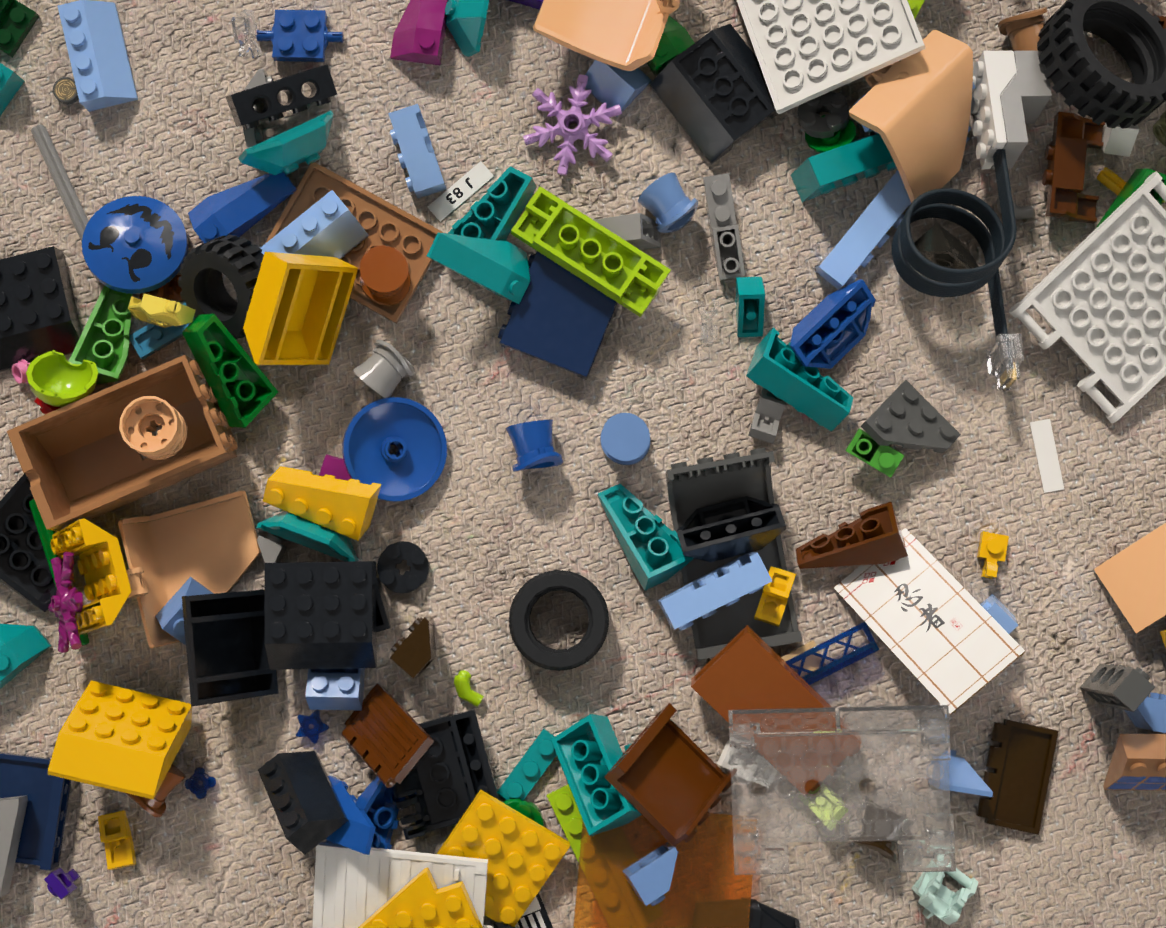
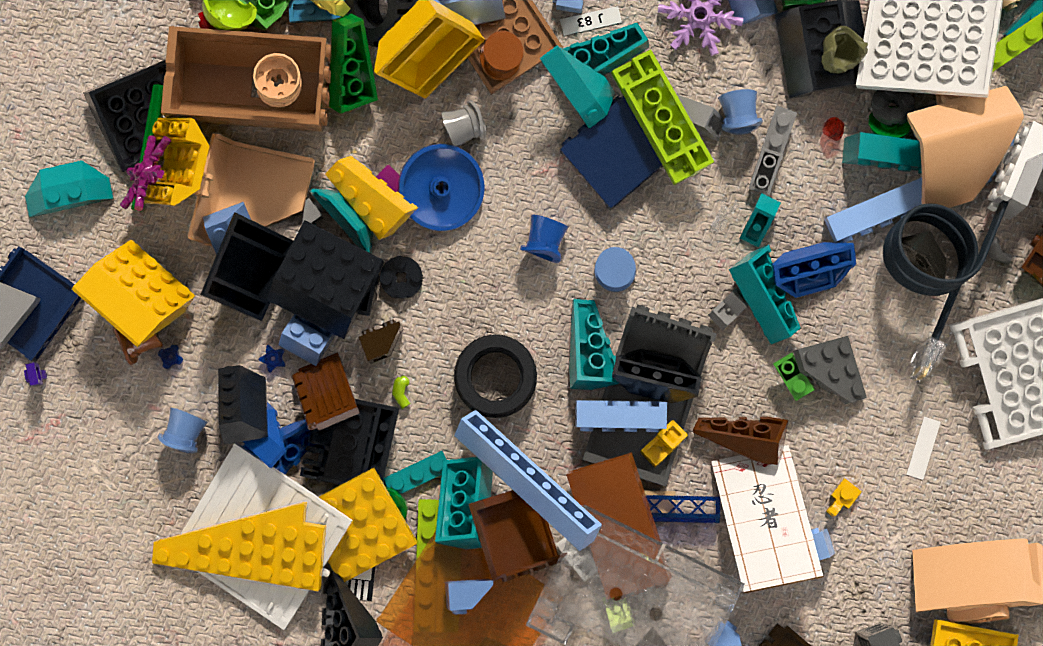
camera: 30 degrees right, 0 degrees up
(117, 839) = (88, 366): yellow slope -> none
(253, 858) = (182, 431): none -> medium blue hat
(655, 717) = (528, 480): none -> light blue brick
(744, 80) = (843, 50): none -> olive hair
(775, 170) = (833, 128): none -> clear red tile

